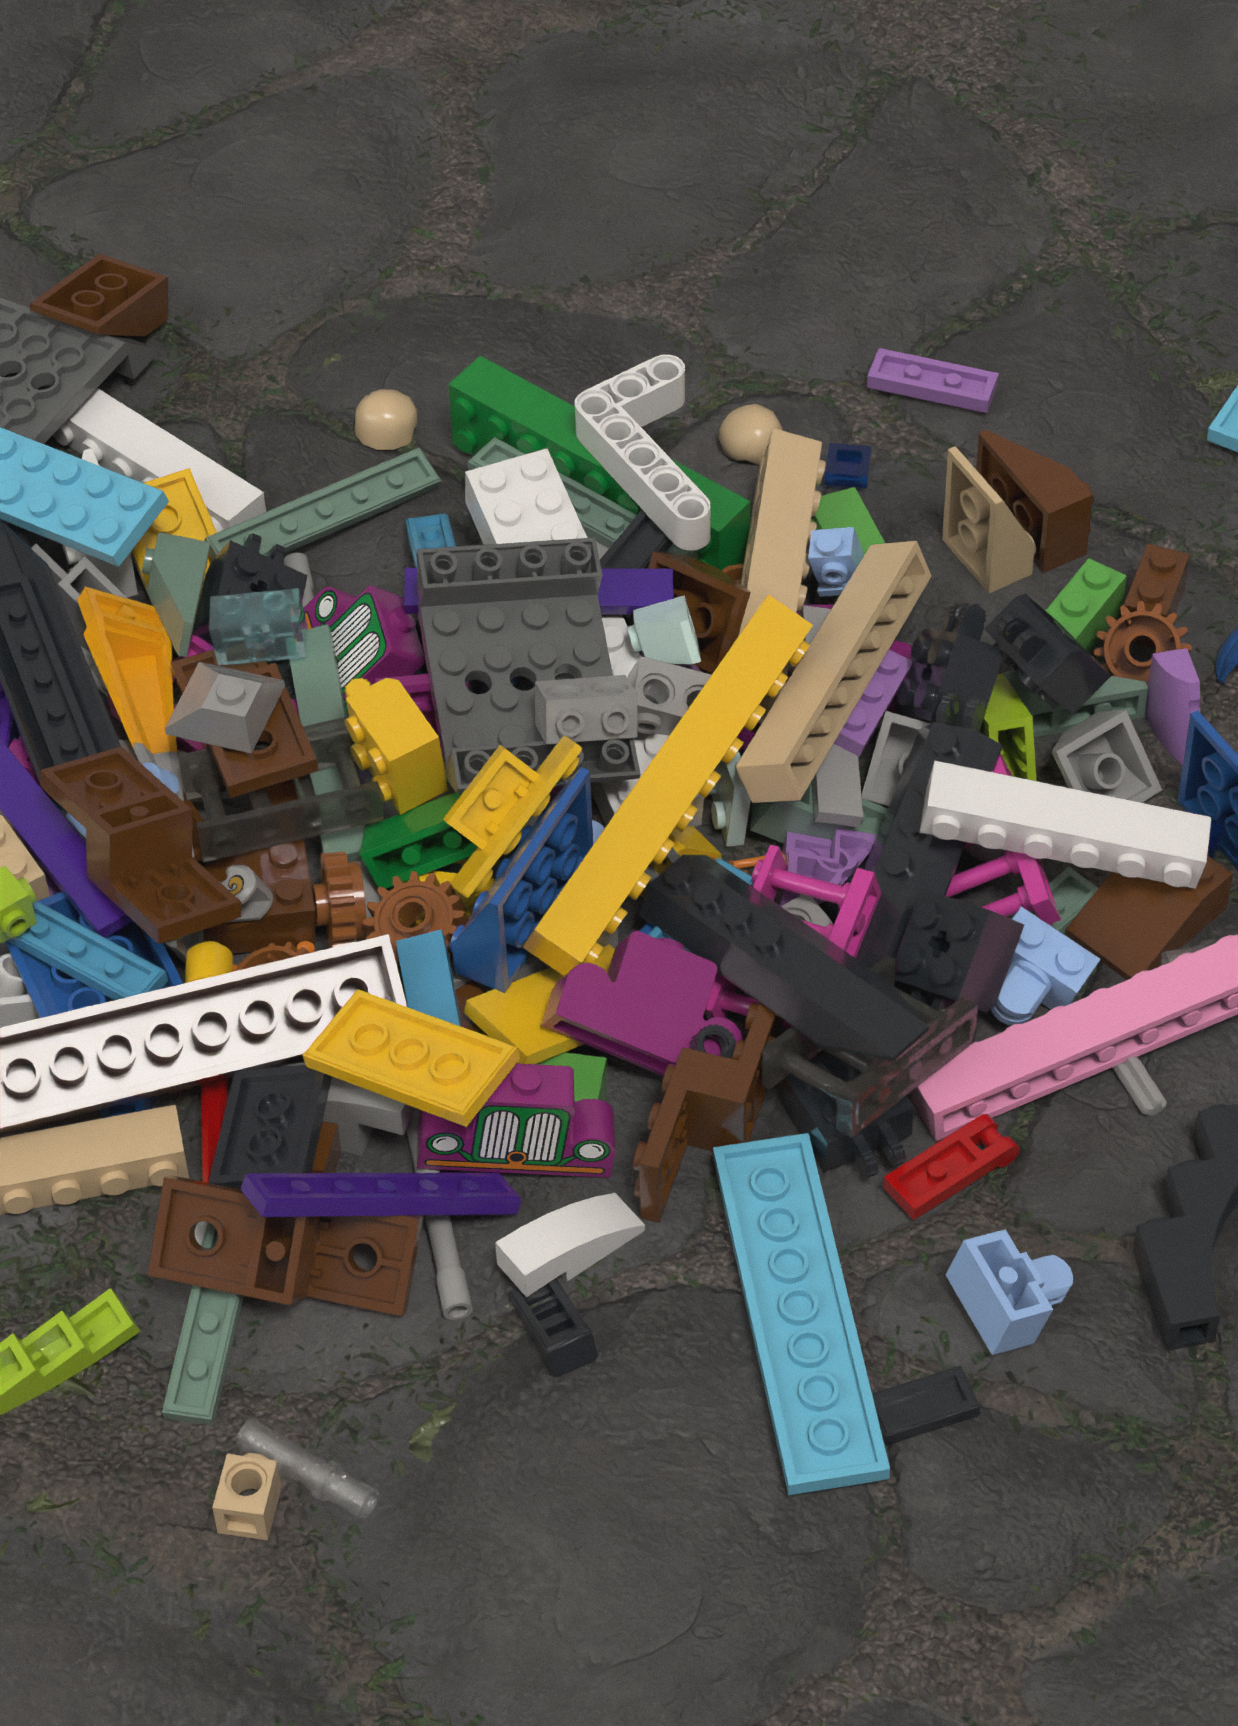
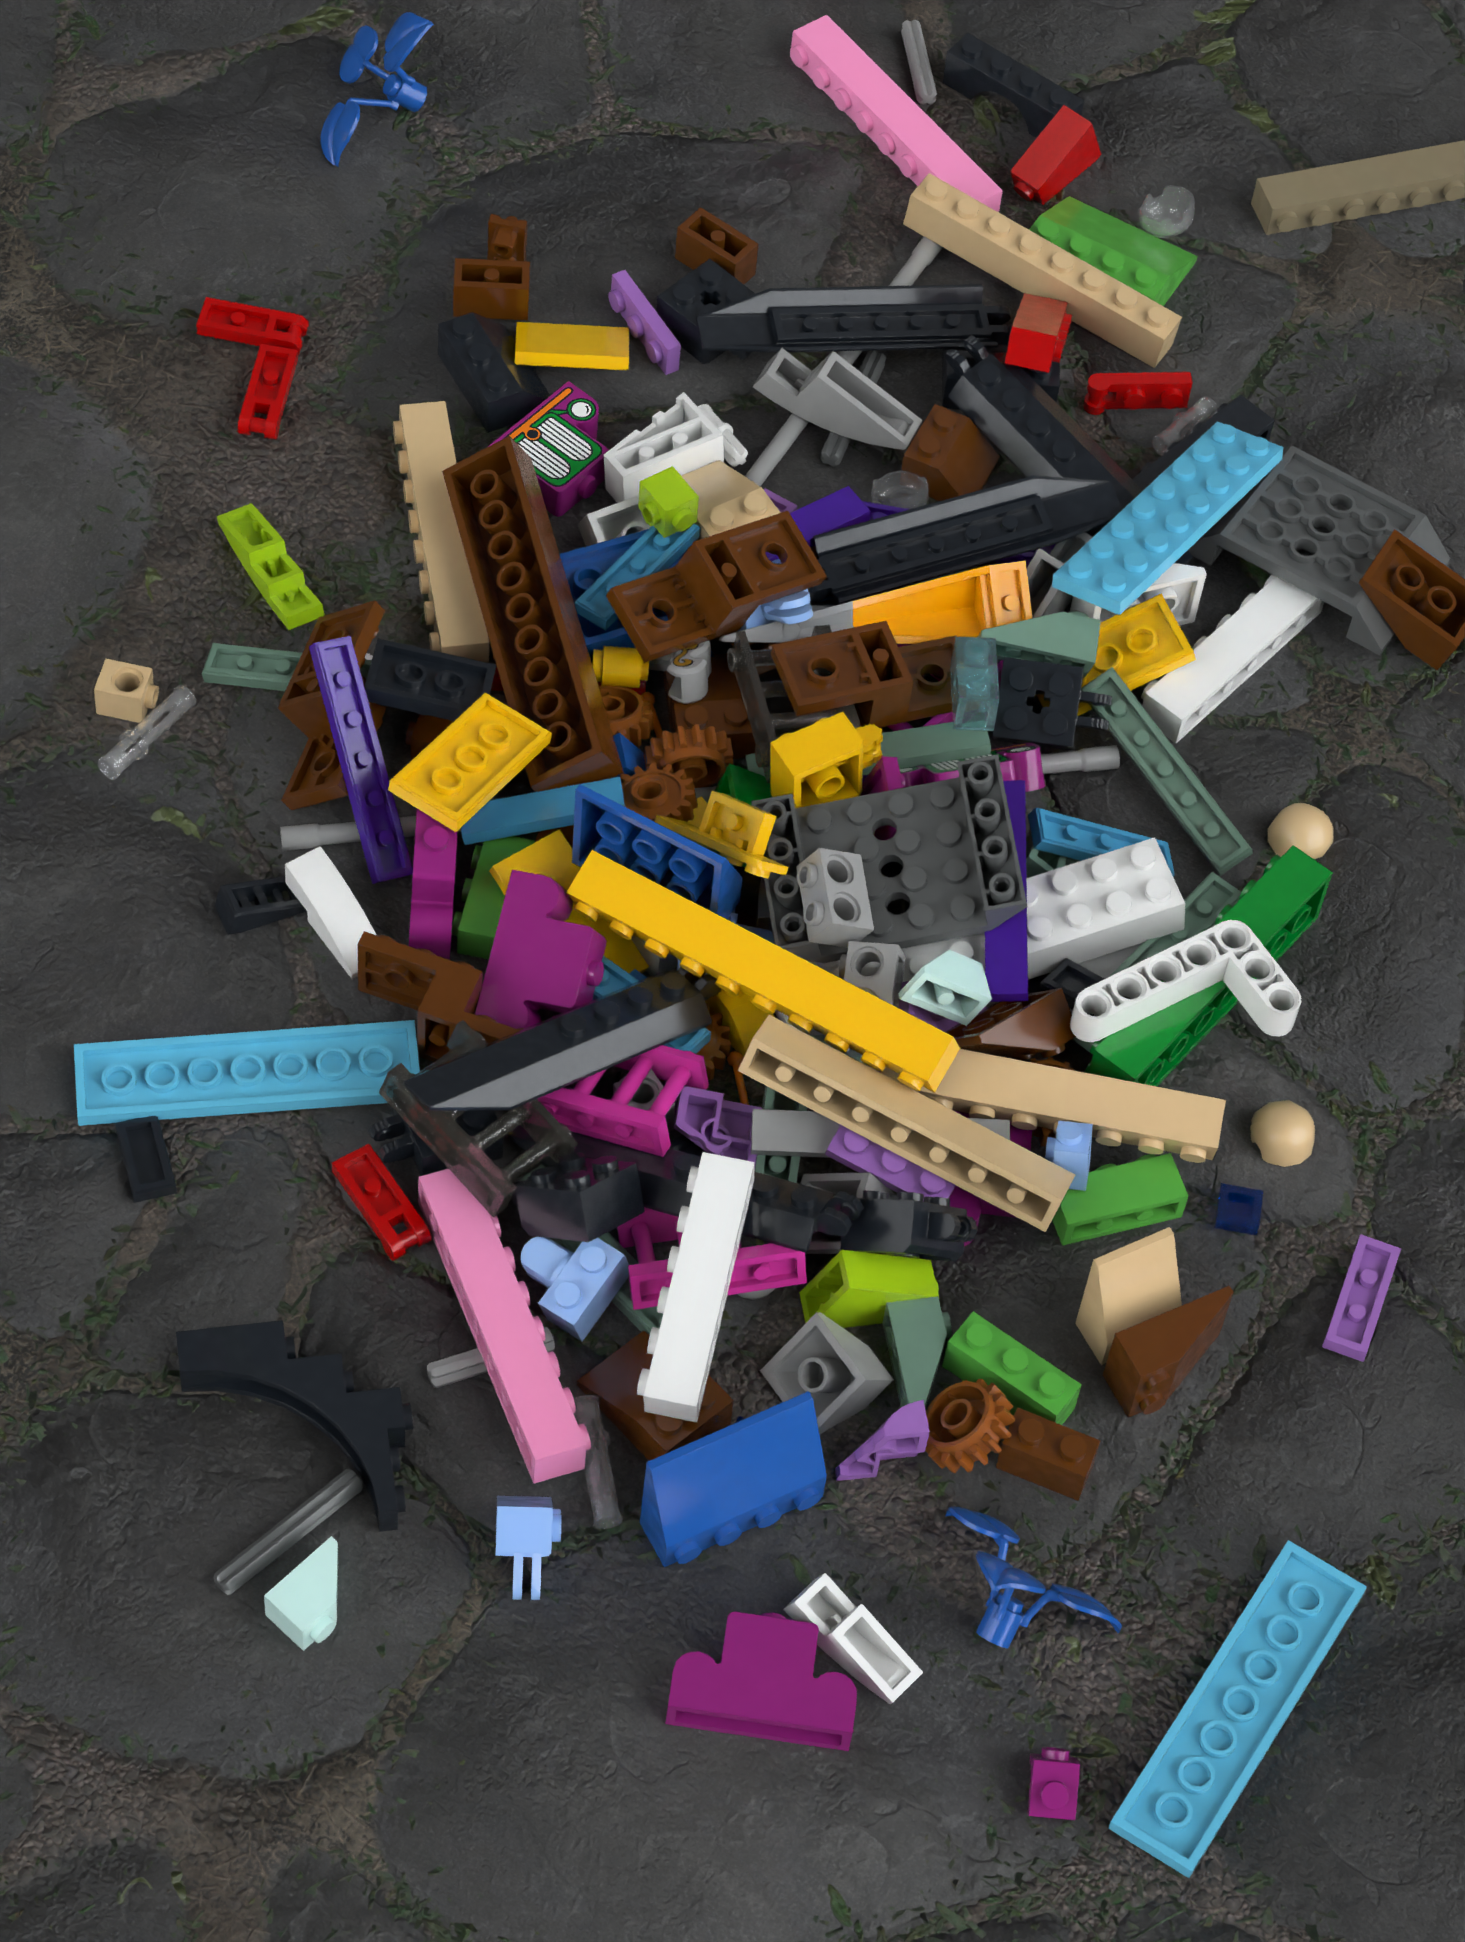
camera: 85 degrees right, 5 degrees up
(225, 707) = (857, 641): light grey slope -> none
(718, 1033) = (506, 1003): black axle -> none
(1006, 1290) = (236, 1219): light blue brick -> none
(1045, 654) = (921, 1300): black hinge -> none

